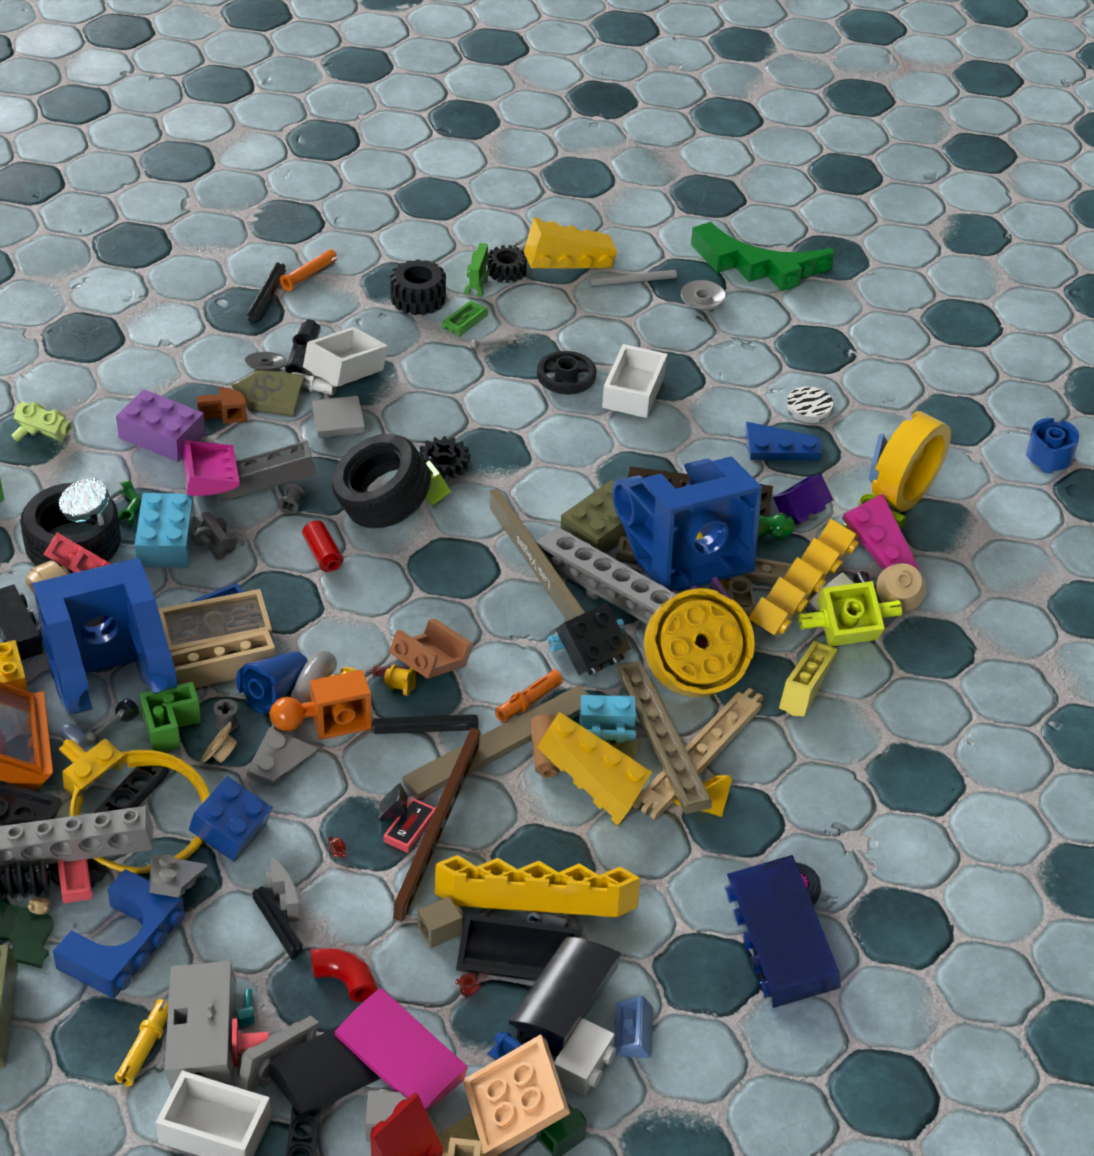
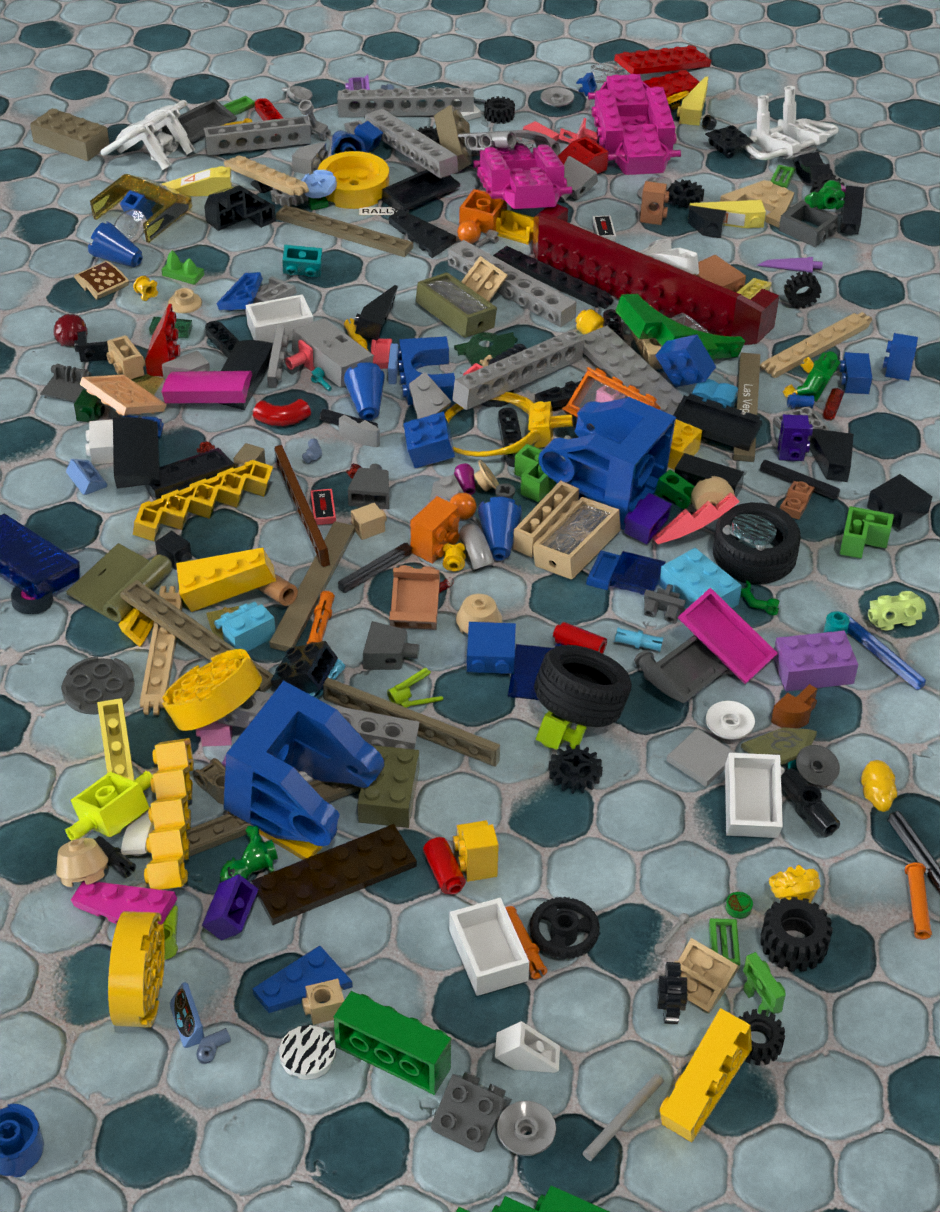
camera: 145 degrees right, 0 degrees up
(87, 1050) = (374, 314): none -> black slope
(93, 414) = (885, 654): none -> blue axle
(109, 435) = (836, 622): none -> teal brick
(134, 1008) = (381, 350): none -> coral tile
(147, 967) = (393, 364): none -> medium blue tile
(199, 574) = (636, 573): none -> clear blue tile
(224, 932) = (365, 388): none -> blue cone
(233, 337) = (879, 784): none -> yellow arm
(237, 764) = (465, 476): none -> magenta cone
(272, 523) = (638, 639): none -> medium azure pin
(284, 424) = (730, 720): none -> white dish
(344, 809) = (370, 486): none -> dark grey torso
(353, 899) = (313, 452): none -> sand blue arm
(382, 307) = (795, 883): none -> yellow hair
(383, 554) = (526, 668): none -> clear blue piece
(384, 613) = (477, 609): none -> tan cone
(384, 769) = (368, 521): none -> tan brick
(393, 804) = (340, 504): black slope -> none
(407, 576) = (491, 647): none -> blue brick
(428, 330) = (739, 905): none -> green tile
(495, 632) = (387, 648): none -> dark grey torso
(504, 308) = (706, 974): none -> tan slope
(522, 588) = (401, 693): none -> lime plant
(542, 293) = (672, 993): none -> black gear
(582, 437) = (477, 850): none -> yellow brick
(602, 375) = (529, 947): none -> orange pin
(611, 850) = (174, 548): none -> black brick
(613, 450) = (444, 865): none -> red brick
(665, 327) = (527, 1049): none -> white slope
(689, 850) = (112, 574): none -> olive door
(721, 318) = (469, 1111): none -> dark grey bracket
(754, 361) = (392, 1042): none -> green brick
(777, 414) = (325, 991): none -> tan brick
(785, 756) = (97, 681): none -> dark grey tile
(871, 441) = (209, 1044): none -> sand blue arm

